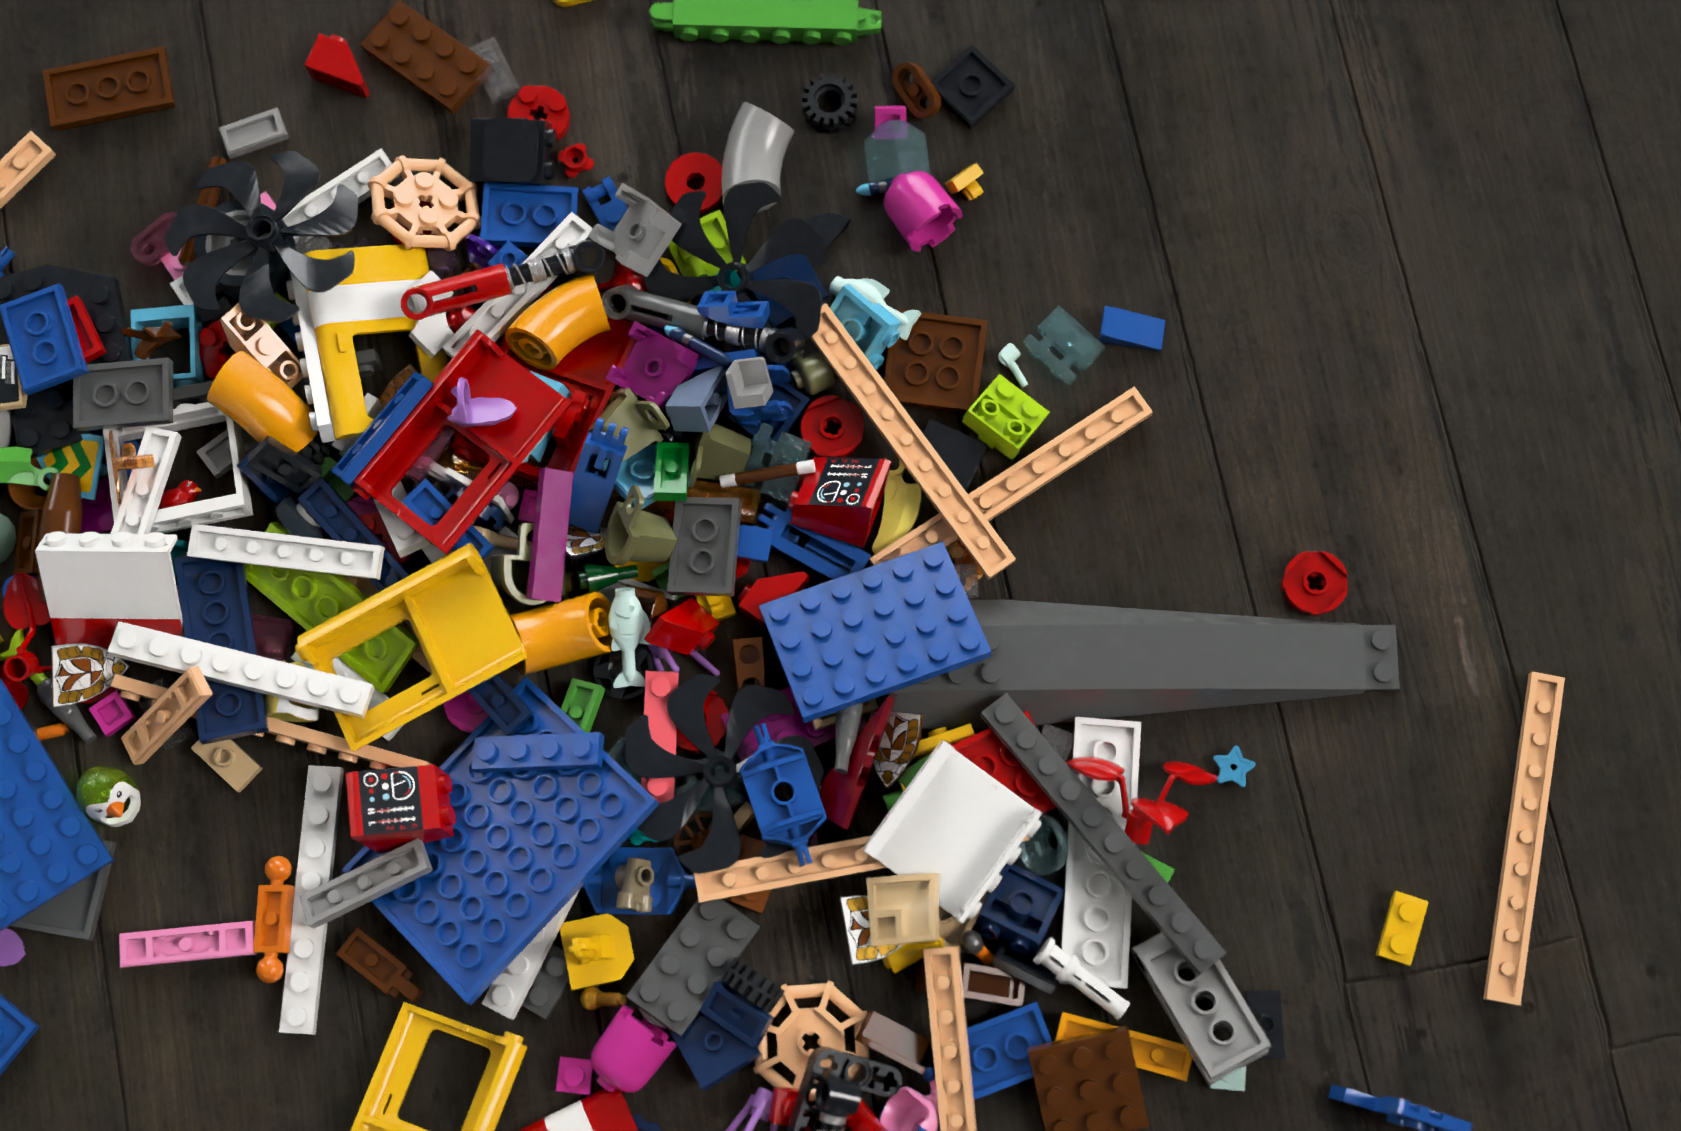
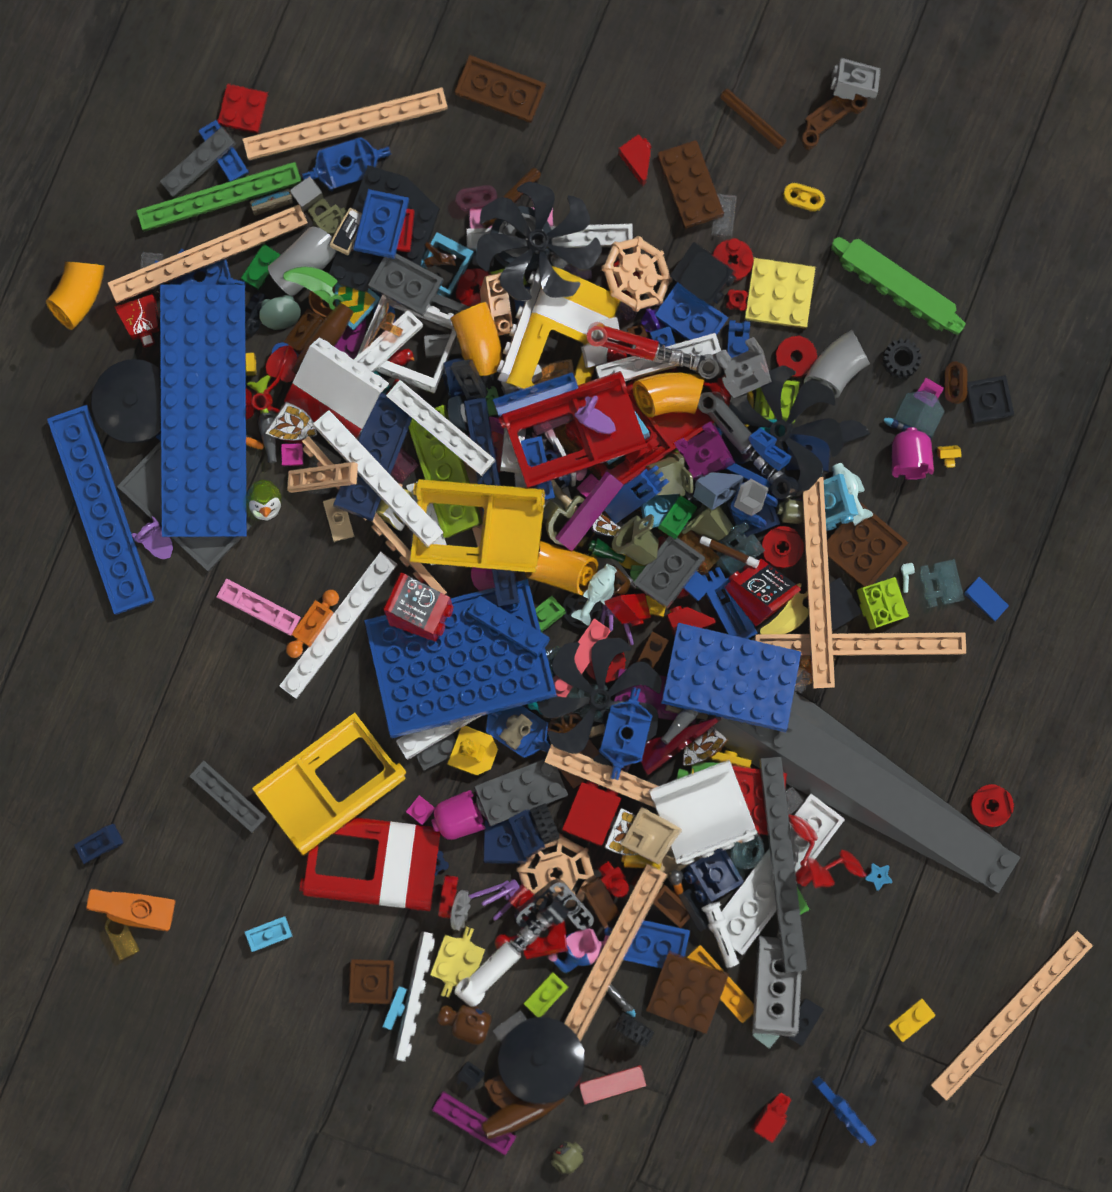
camera: 25 degrees right, 5 degrees up
(253, 133) = (565, 167): light grey tile -> none
(365, 883) = (374, 637): light grey plate -> none
(379, 965) = (353, 684): reddish brown hinge -> none
(593, 998) = (455, 775): piece -> none
(625, 119) = (780, 293): none -> light yellow plate
(679, 335) = (730, 444): dark blue piece -> none
(806, 929) = (592, 813): none -> red brick
(893, 1000) = (614, 880): none -> red hips

